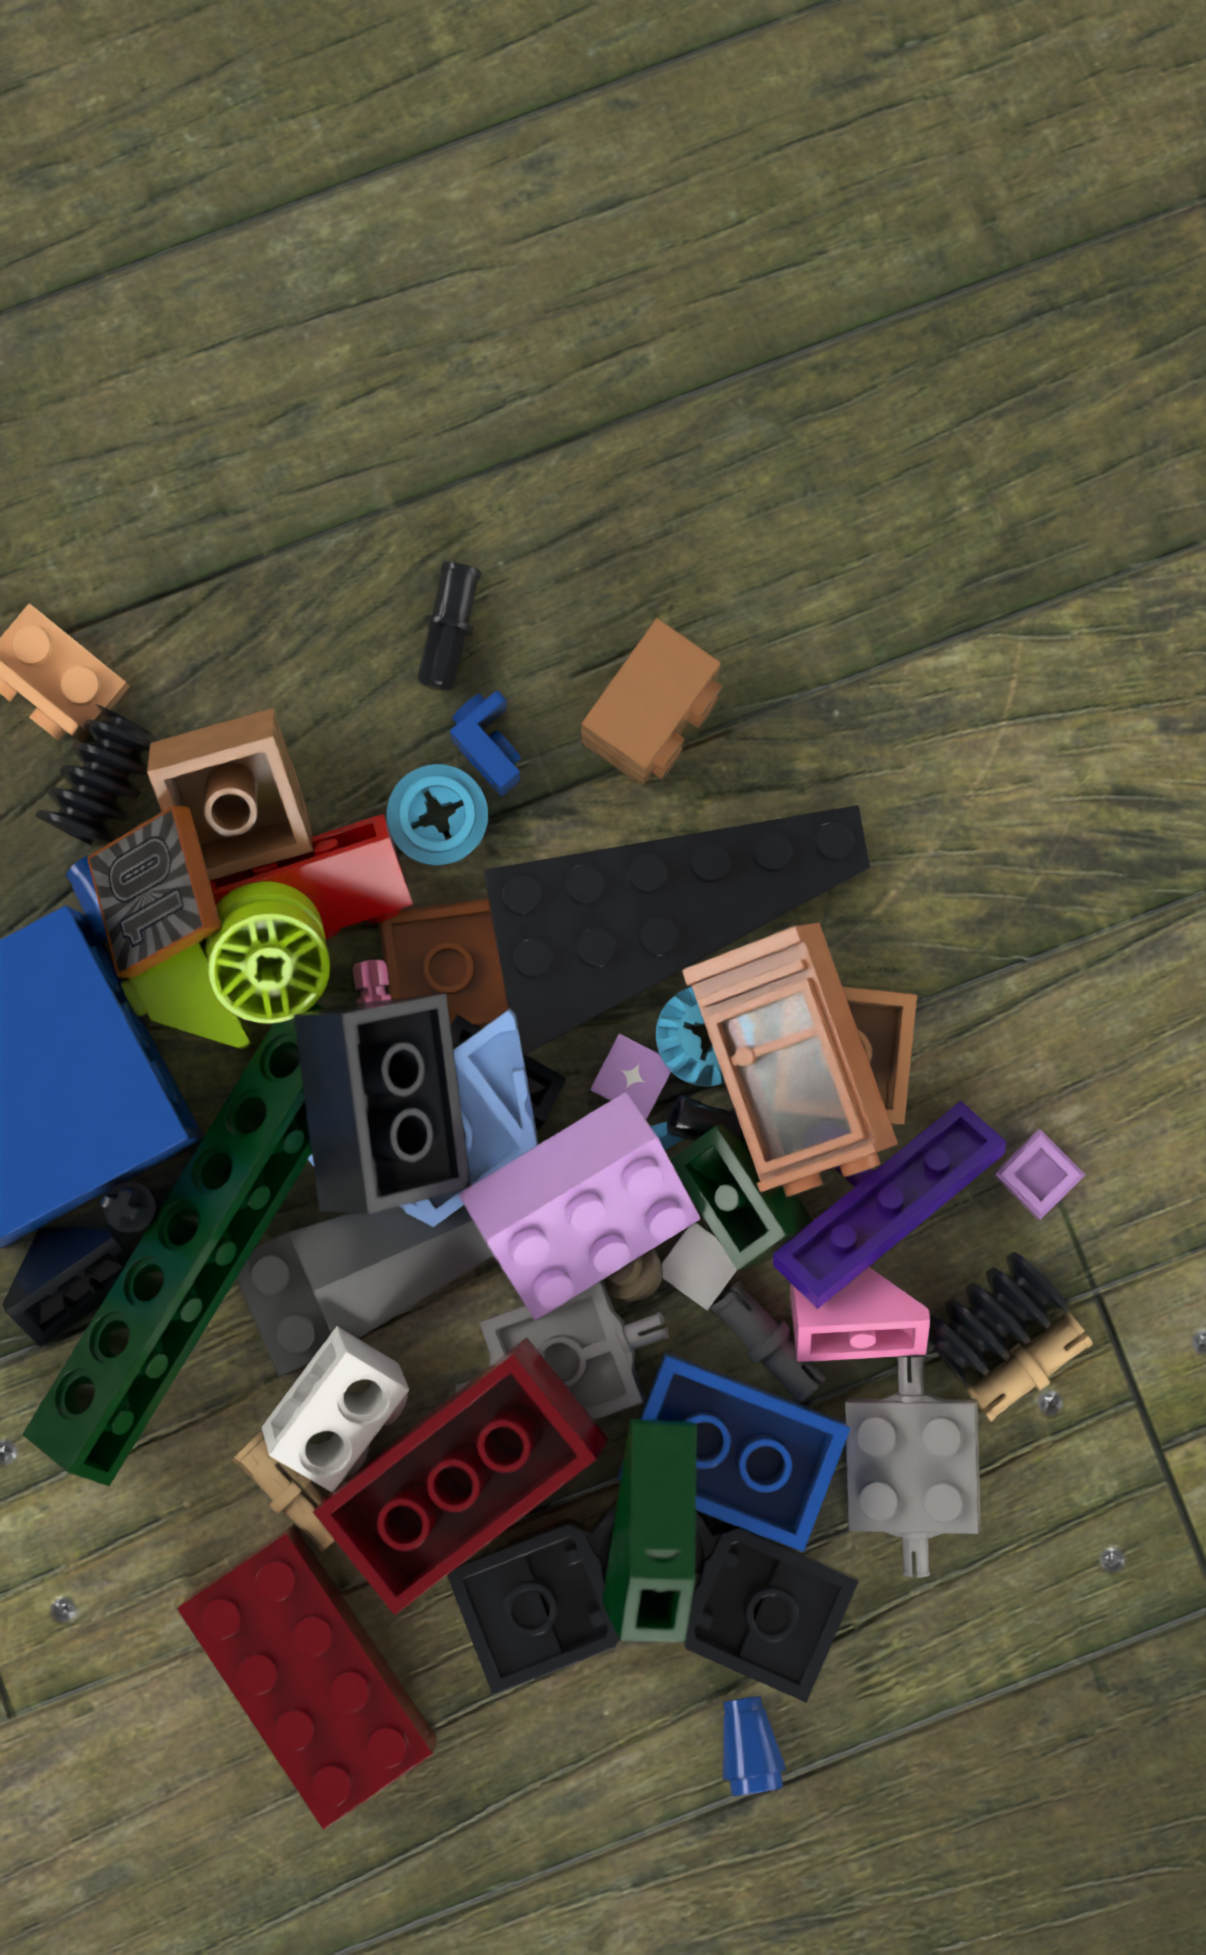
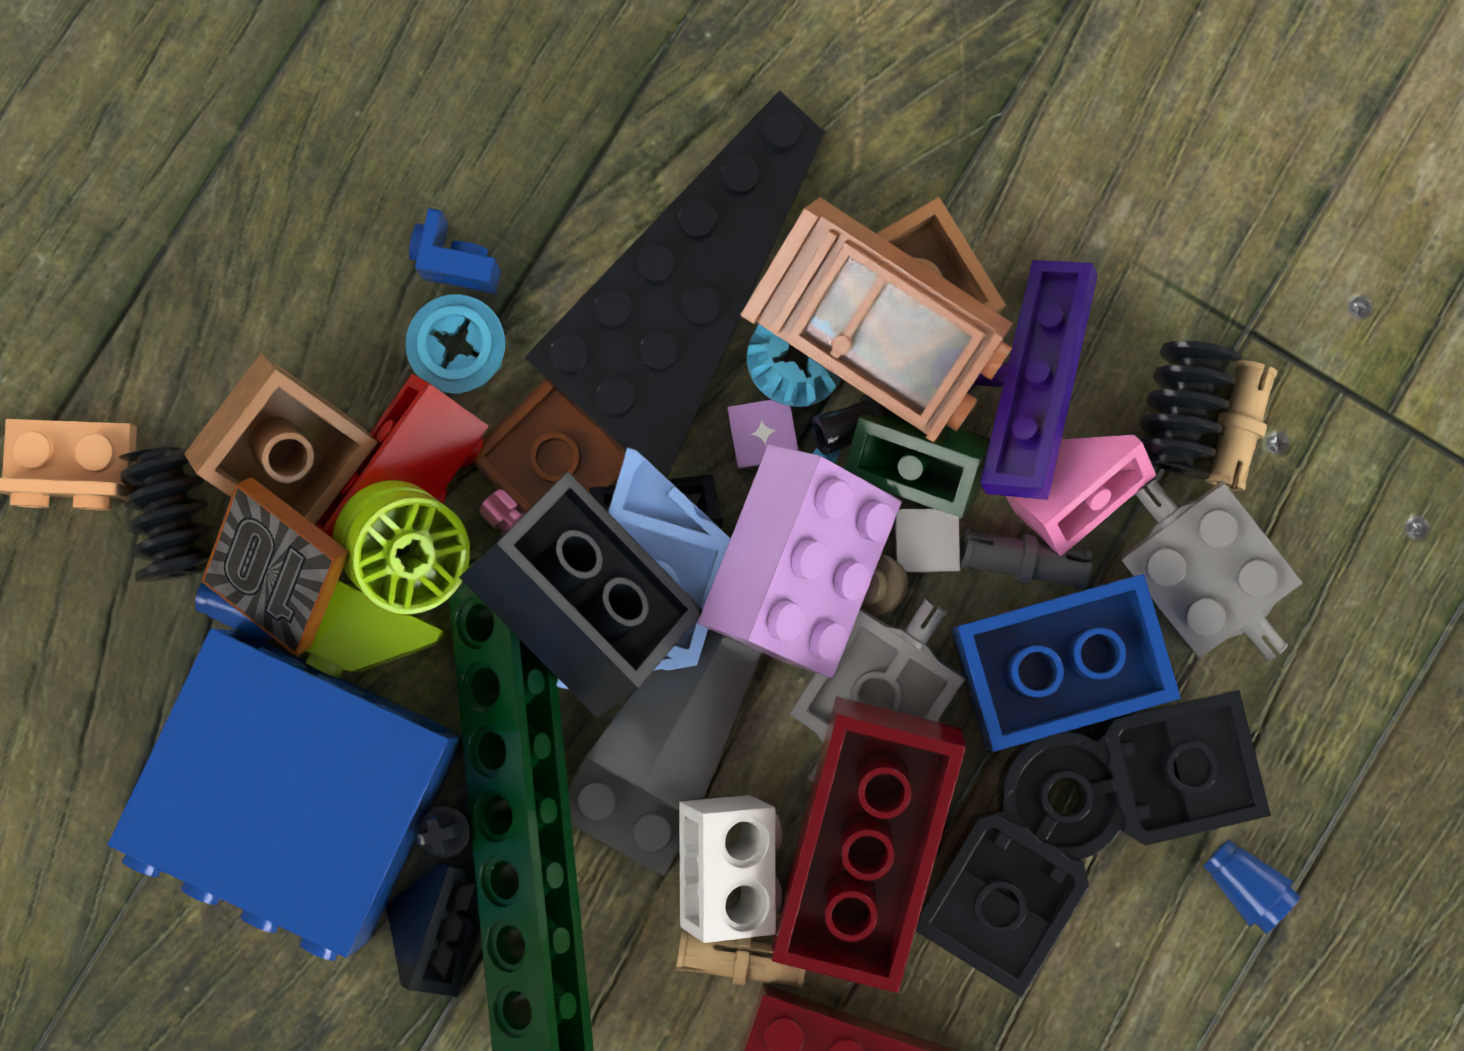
camera: 30 degrees left, 0 degrees up
(448, 626) = (352, 190): black axle -> none
(651, 703) = (556, 127): medium nougat brick -> none
(654, 1534) = (1056, 772): dark green slope -> none
(1038, 1174) = (1135, 272): lavender tile -> none

